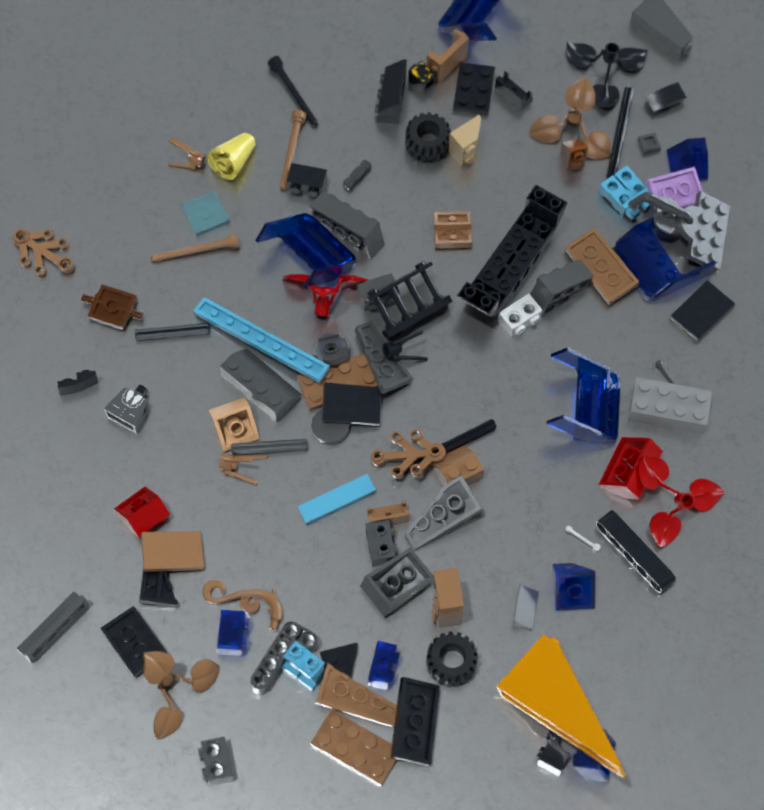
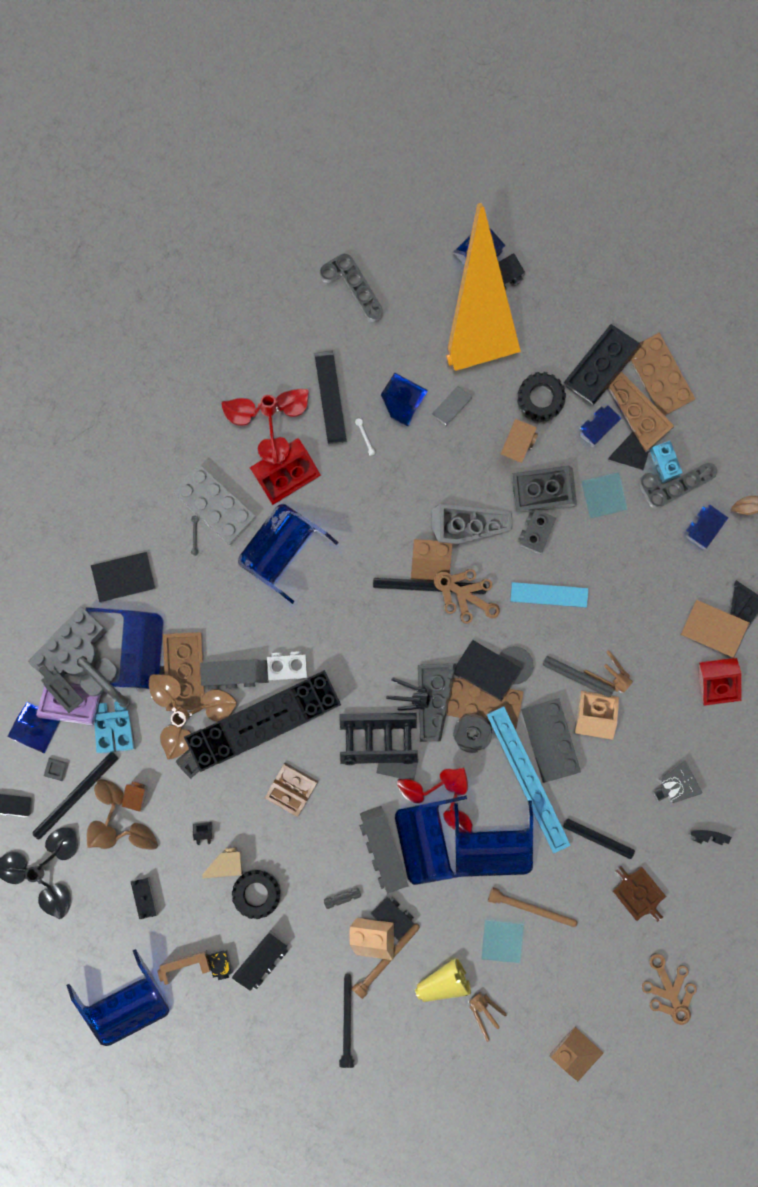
camera: 150 degrees left, 20 degrees up
(94, 163) = (576, 1054): none -> medium nougat slope
(246, 594) = (674, 556): medium nougat plant -> none
(258, 270) = (494, 851): none -> clear blue windscreen
(314, 153) = (372, 938): none -> light nougat slope
(341, 611) = (604, 495): none -> clear light blue tile
(394, 513) = (515, 554): medium nougat hinge -> none
(473, 88) = (178, 924): black plate -> none
(502, 159) = (202, 831): none -> black tile
(605, 238) = (167, 688): none -> medium nougat plant
(679, 655) = (355, 289): none -> dark grey beam
(691, 189) = (60, 689): none -> dark grey hinge

